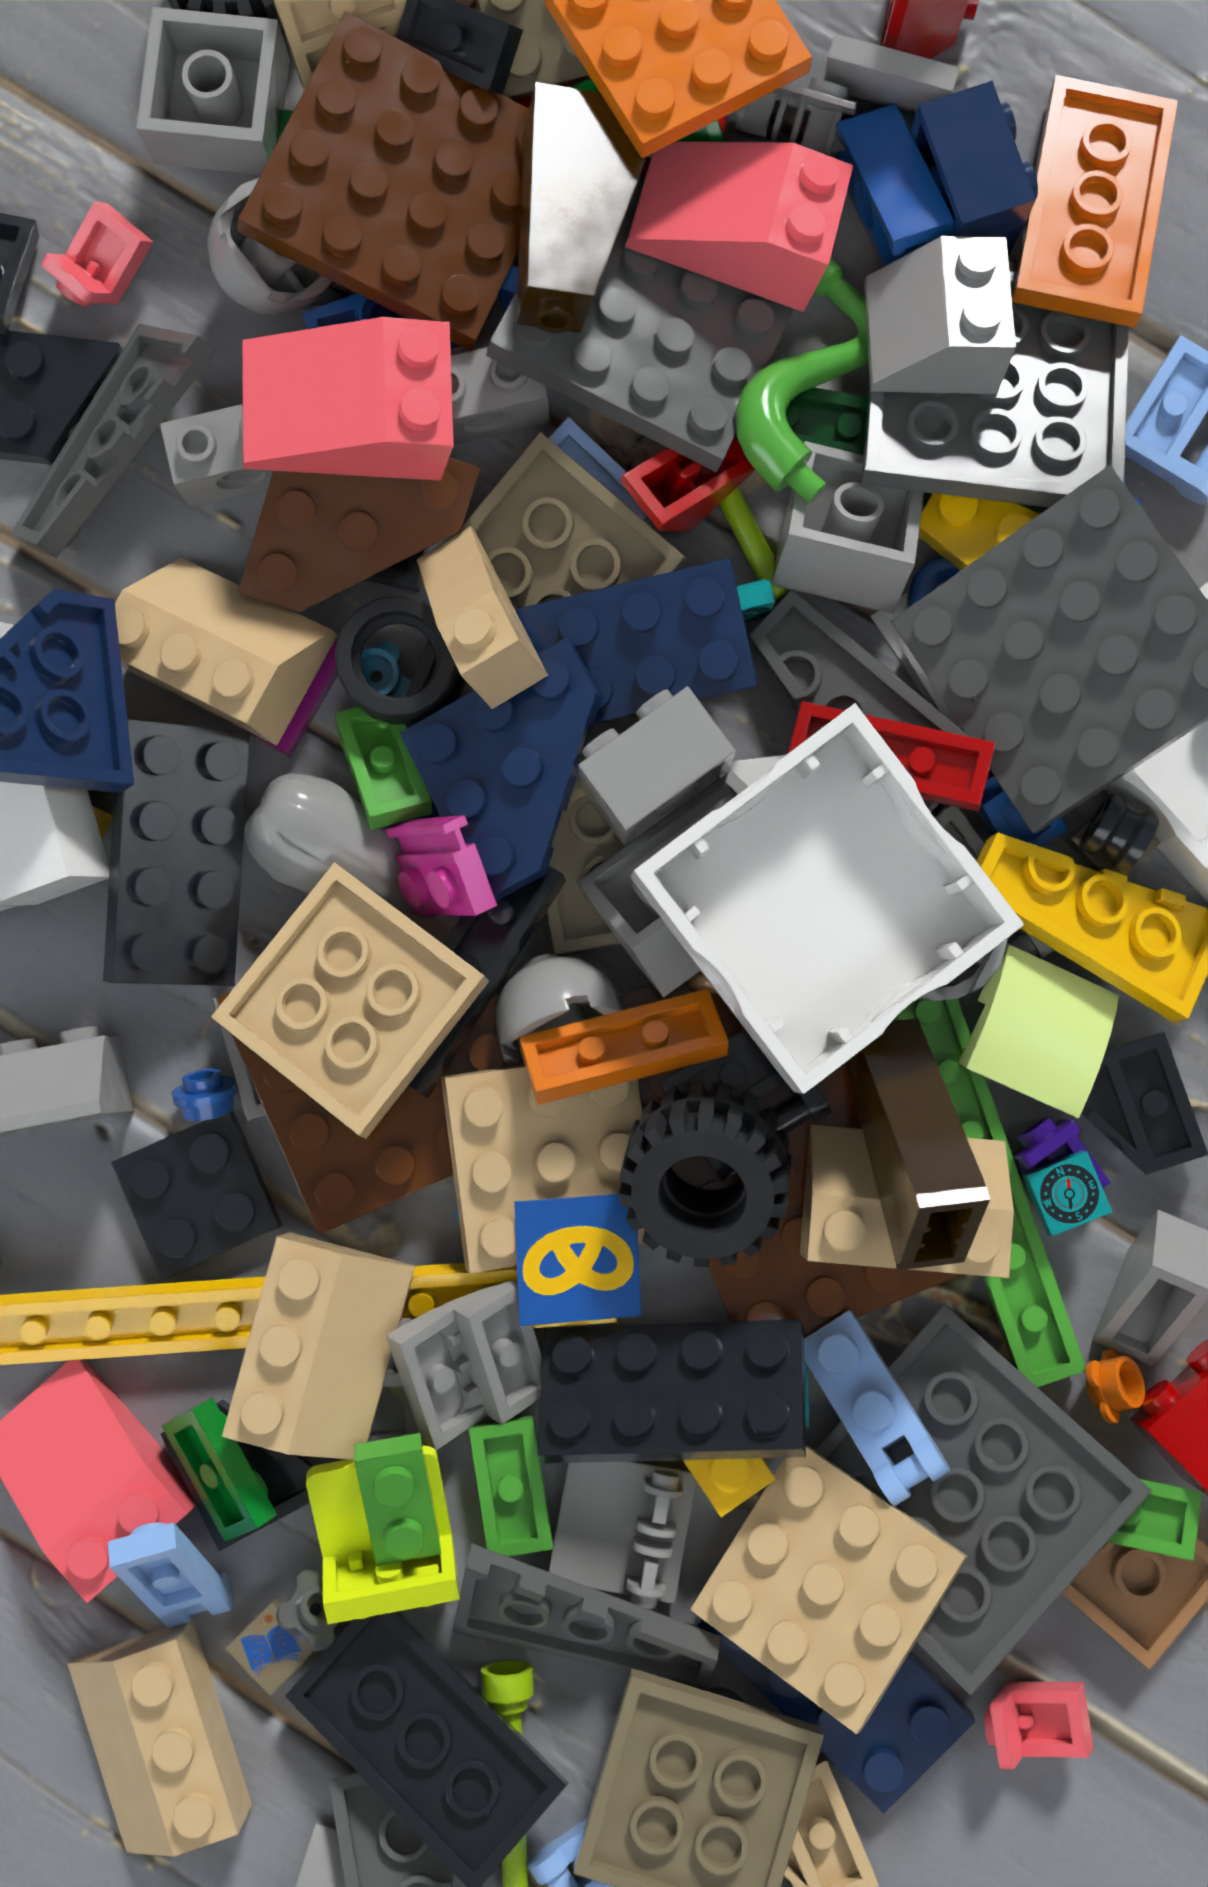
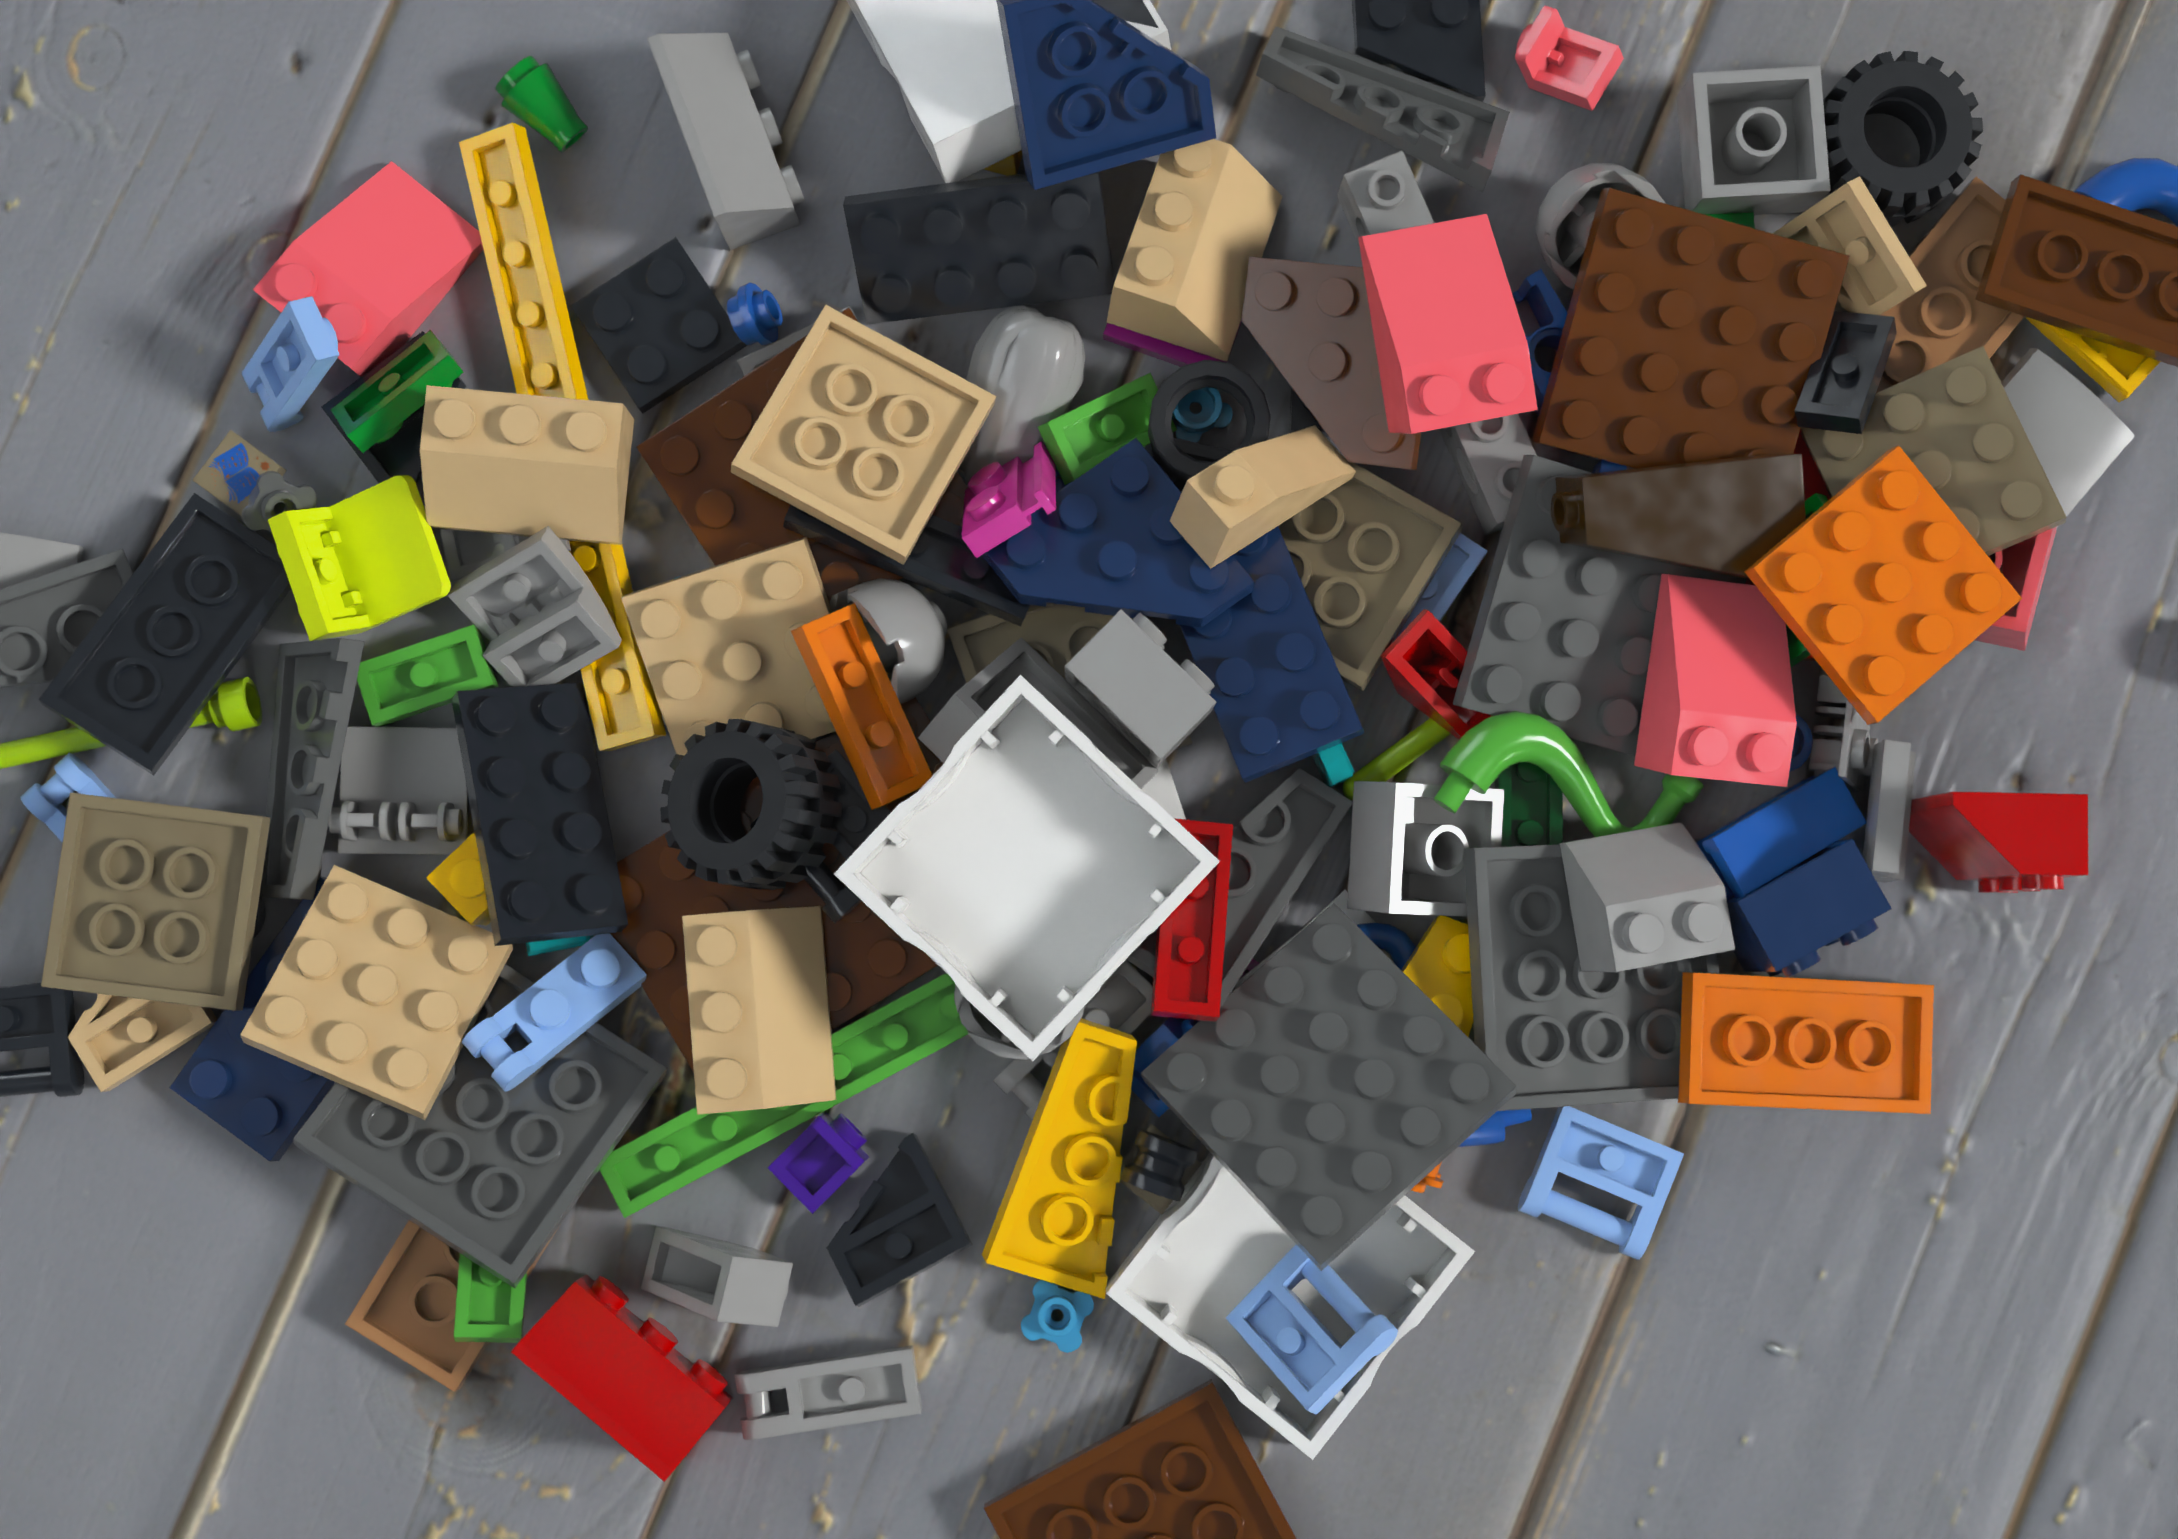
camera: 75 degrees right, 0 degrees up
(162, 1742) = (135, 386): tan slope -> none
(397, 1499) = (395, 565): bright green plate -> none
(576, 1260) = (649, 697): blue sticker -> none
(917, 1149) = (808, 998): dark brown slope -> none
(1038, 1721) = (278, 1223): coral bracket -> none
(1041, 1031) = (951, 1119): yellowish green slope -> none
(1067, 1193) = (793, 1169): teal tile -> none
(1114, 1385) = (615, 1249): orange plate -> none

